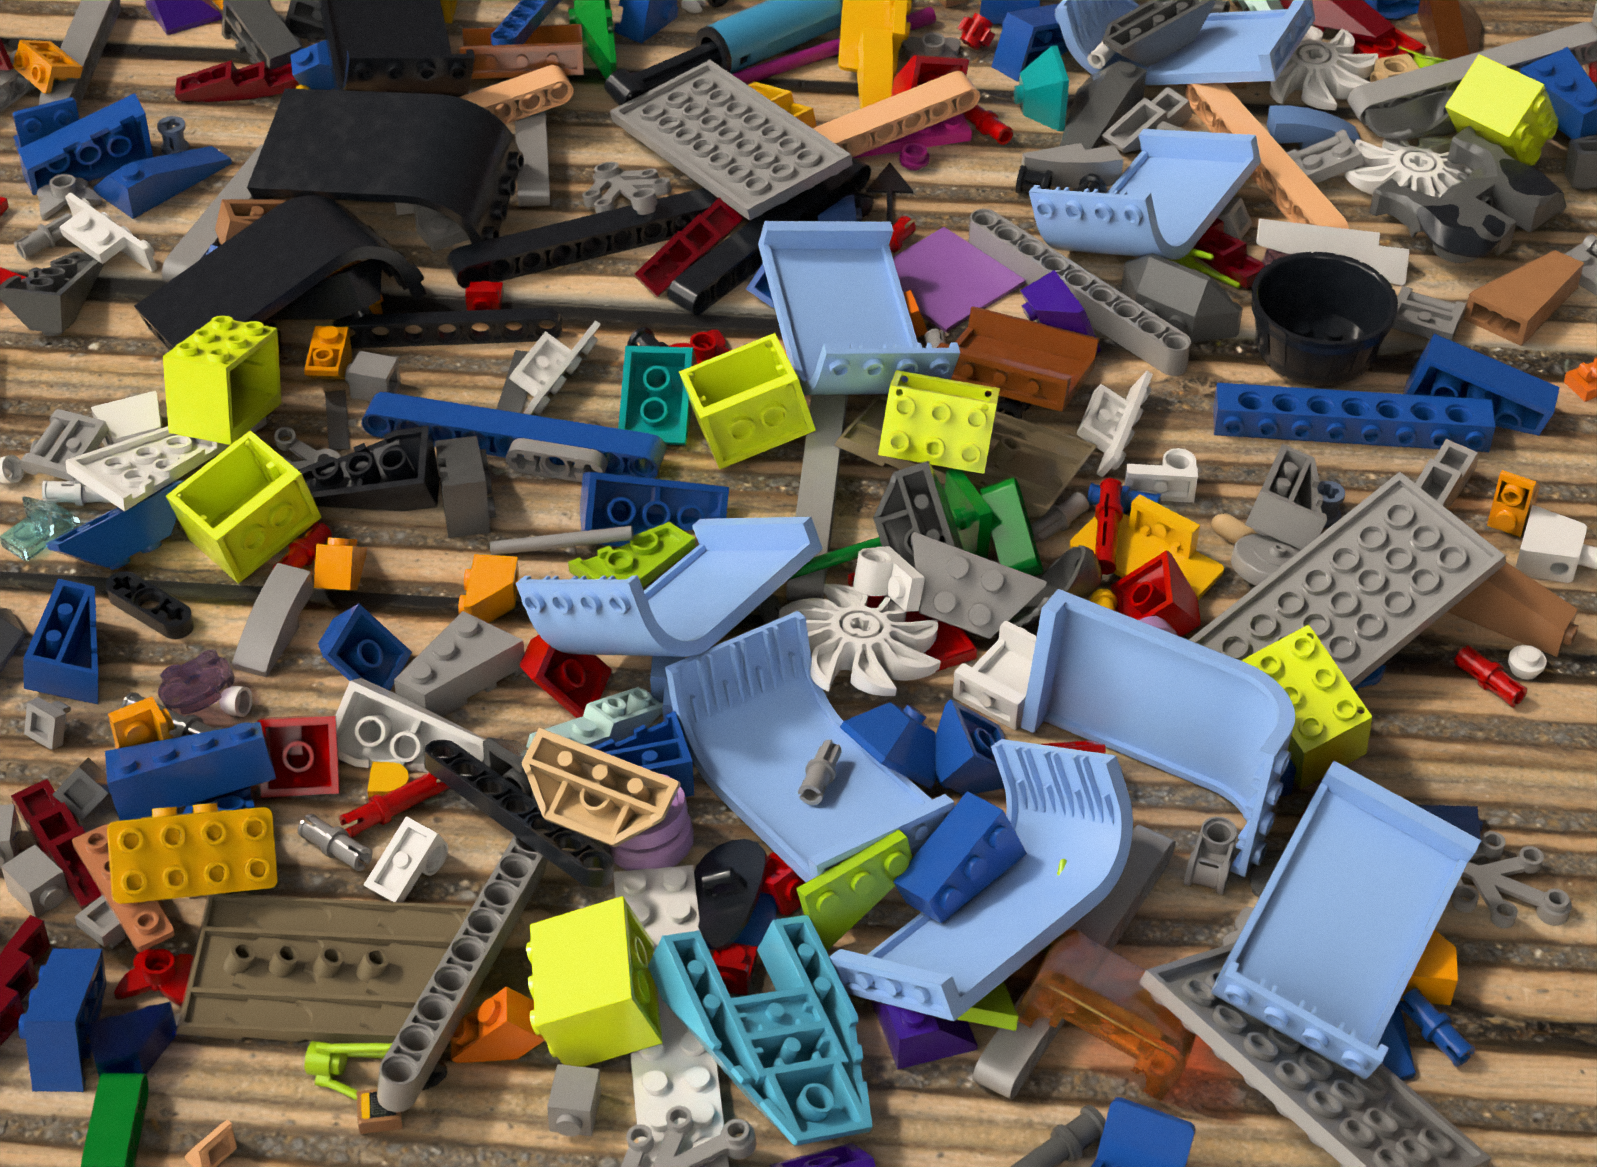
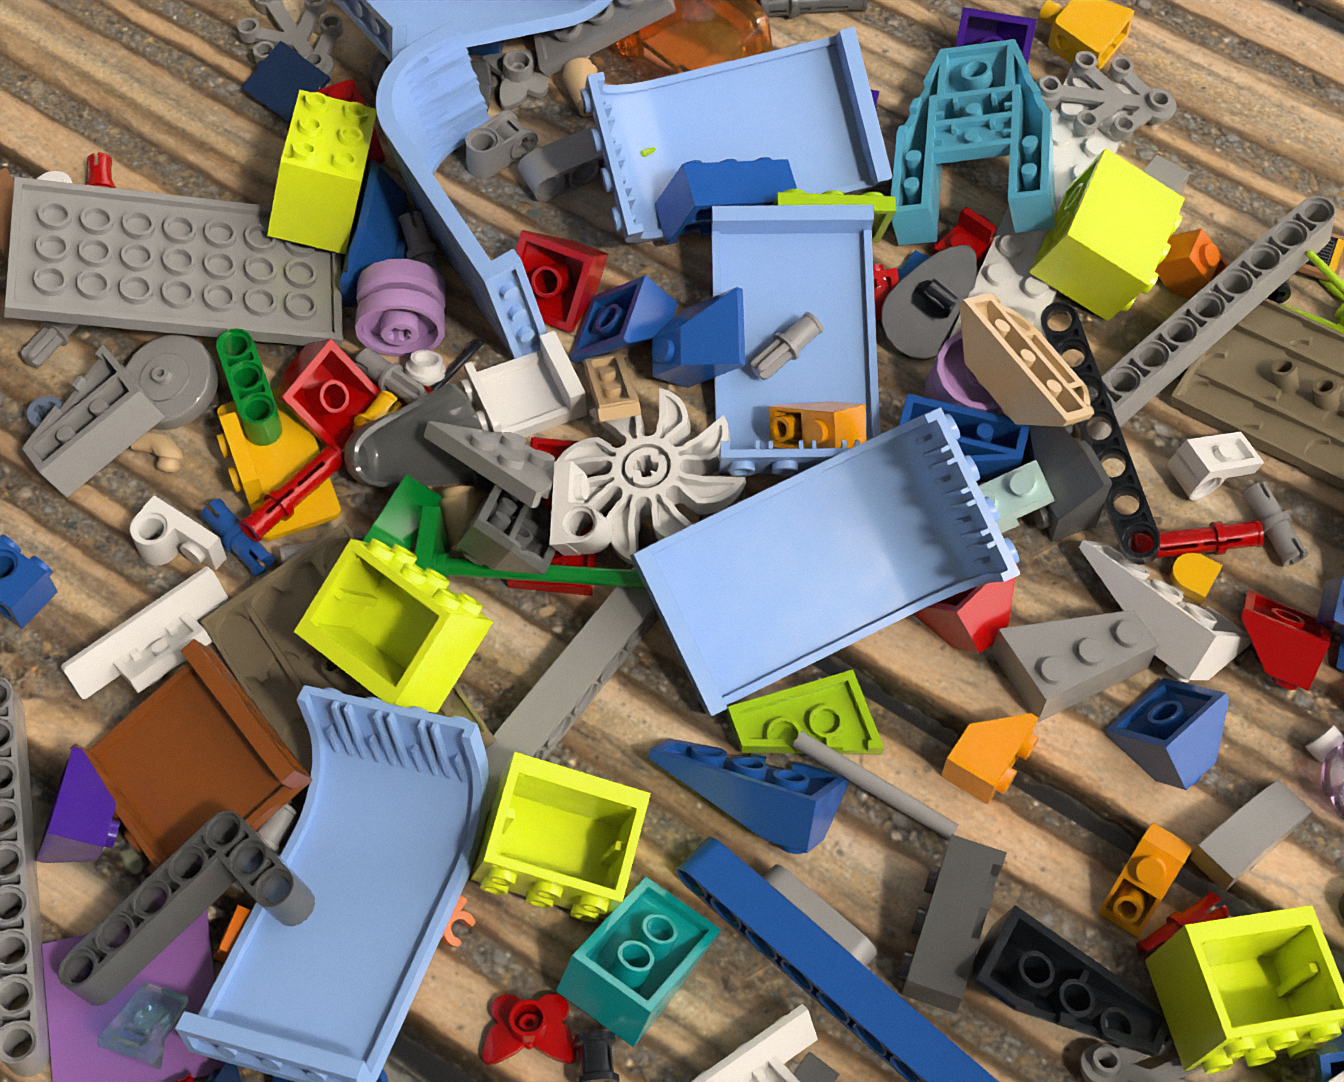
camera: 150 degrees left, 15 degrees up
(749, 725) = (817, 421): none -> light orange slope
(921, 250) = (143, 1025): none -> clear light blue slope
(927, 312) = (175, 897): none -> dark grey beam
(931, 673) = (611, 387): none -> tan tile
(1182, 944) = (575, 78): none -> tan cone
(1210, 568) = (244, 369): none -> green beam

